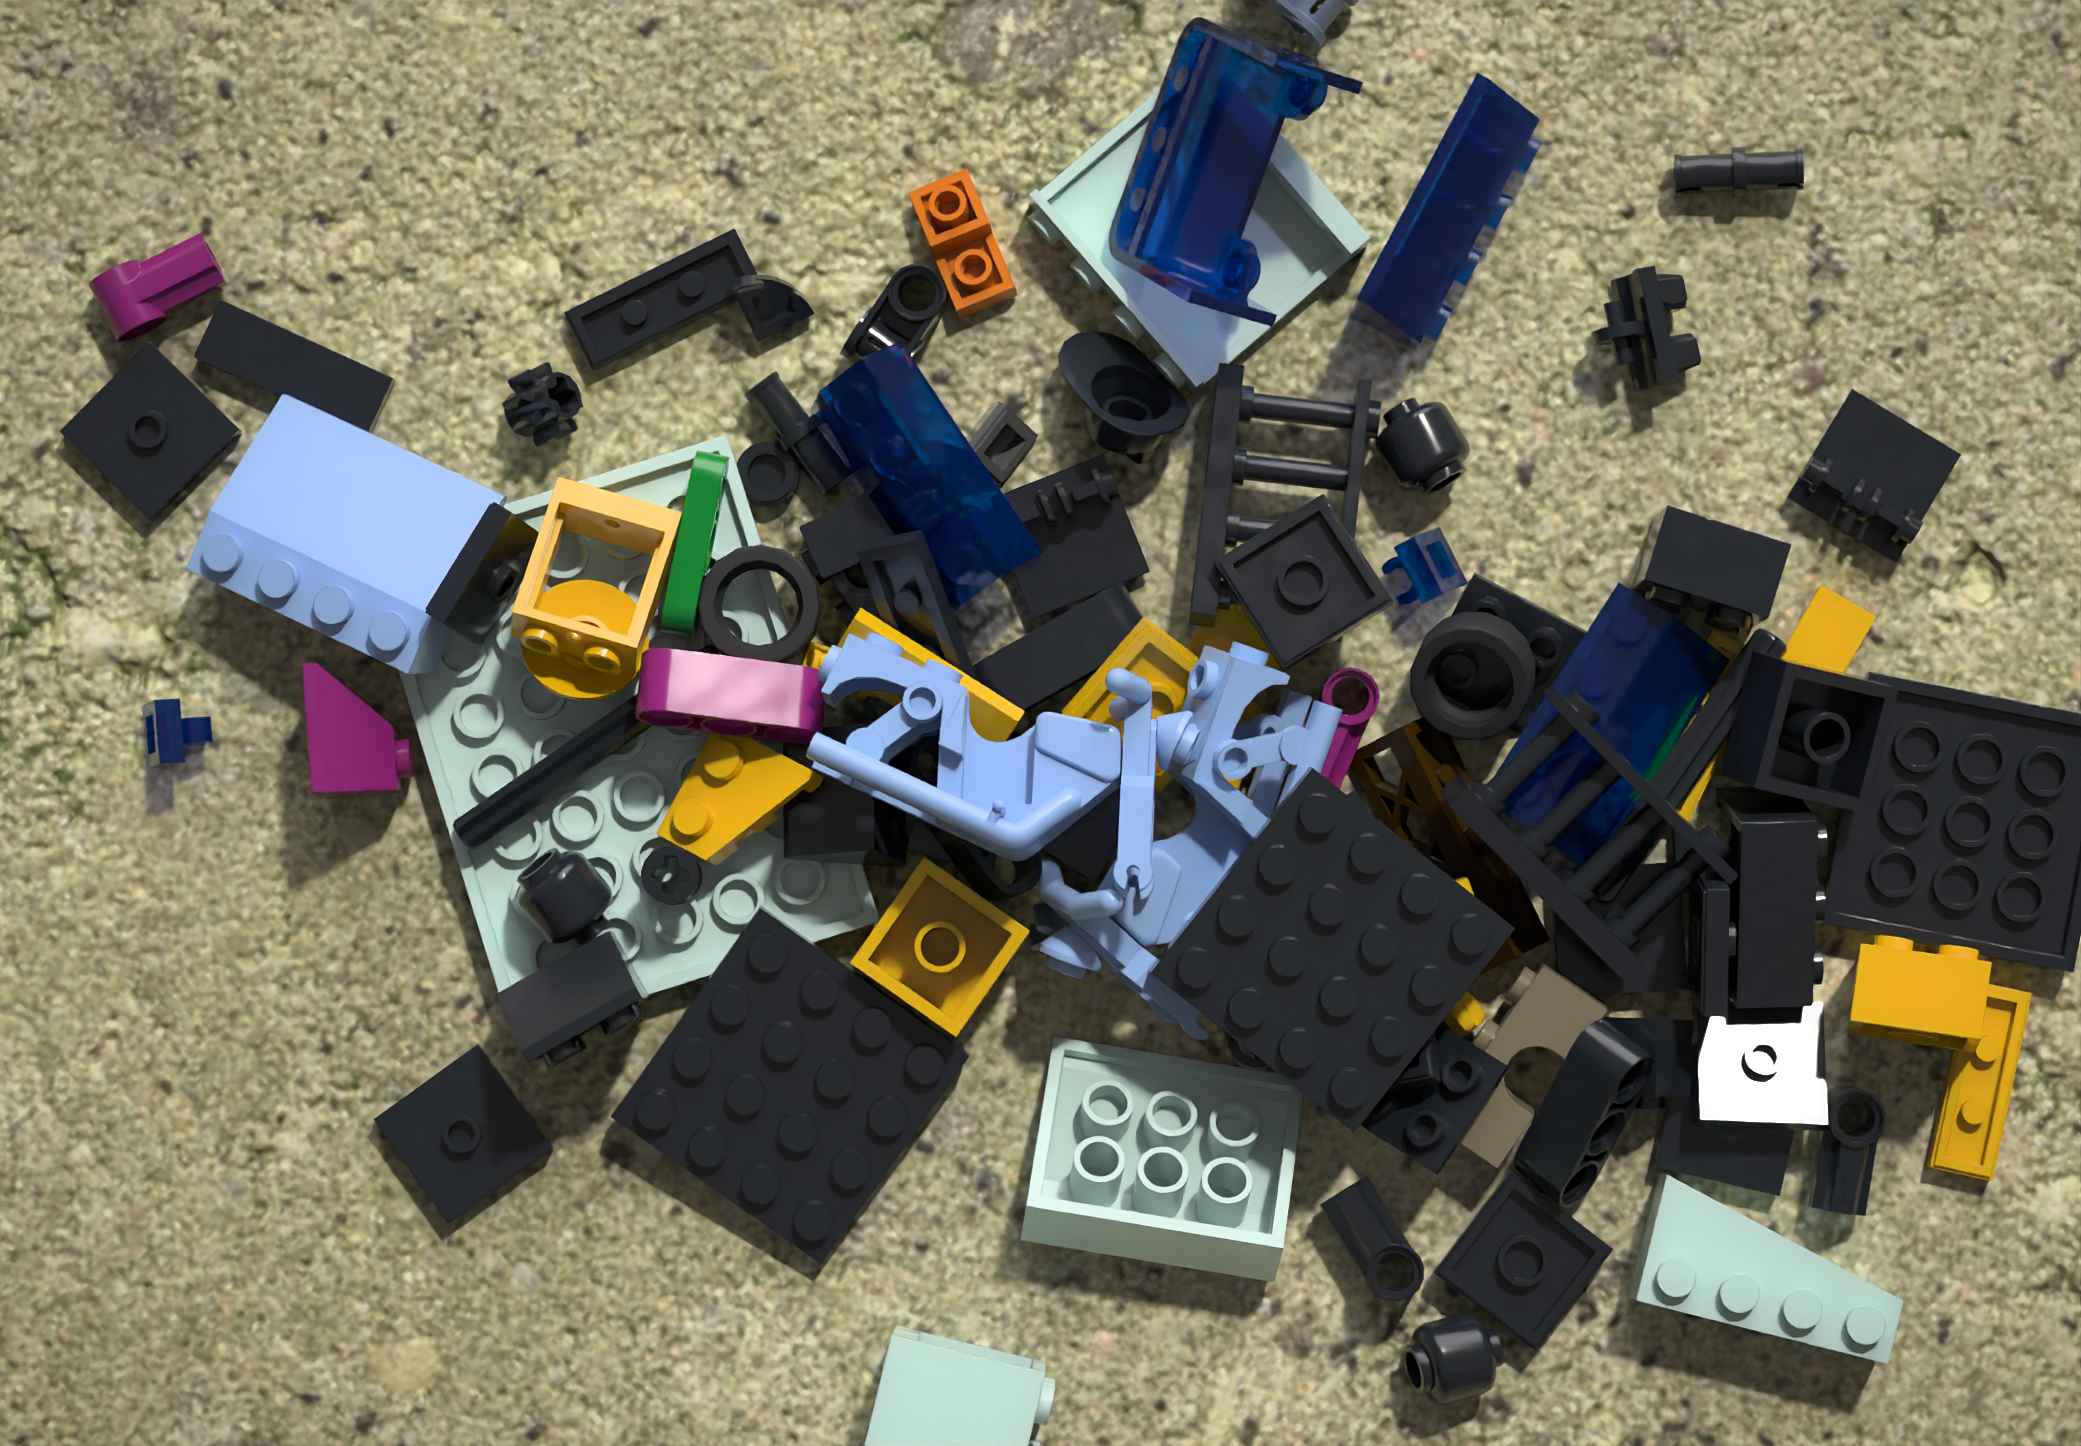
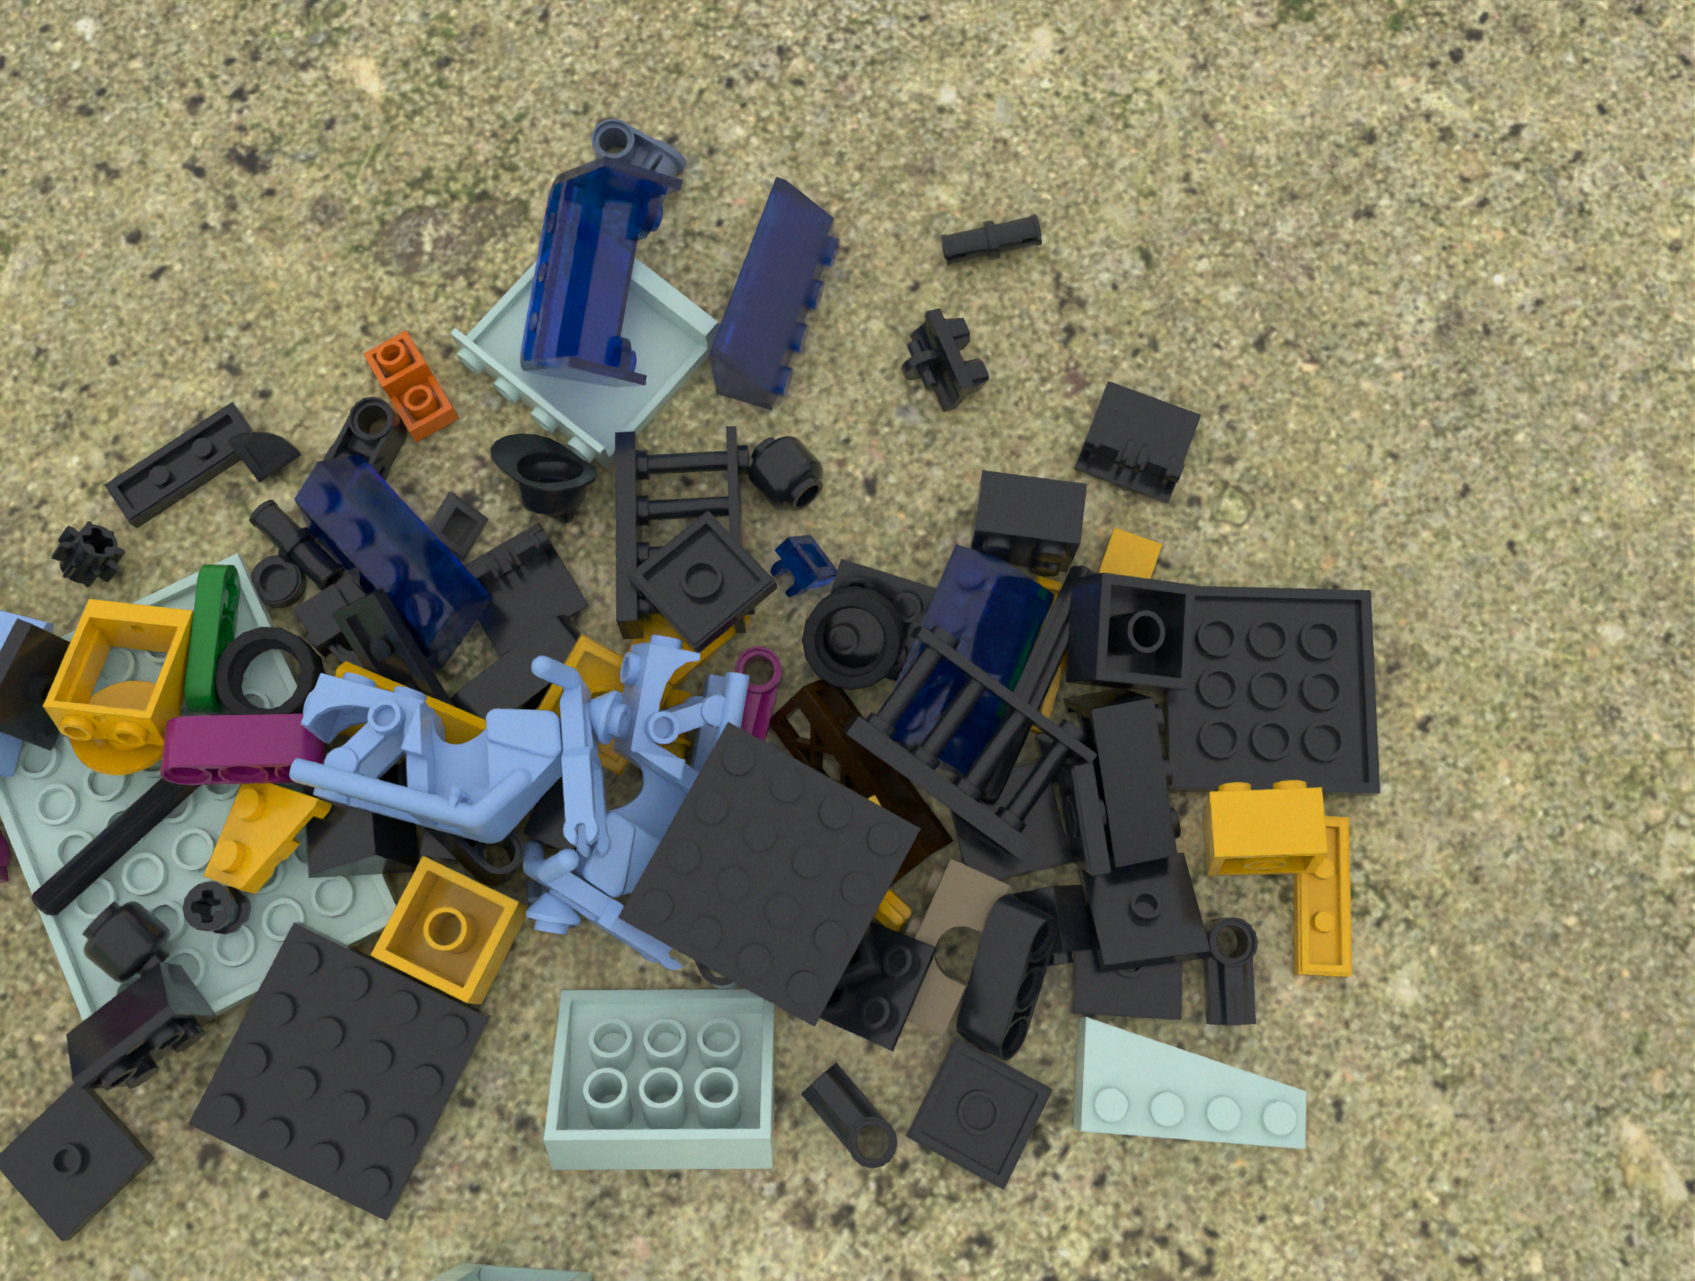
camera: 10 degrees left, 10 degrees down
(1452, 1359) = (935, 1209): black head -> none

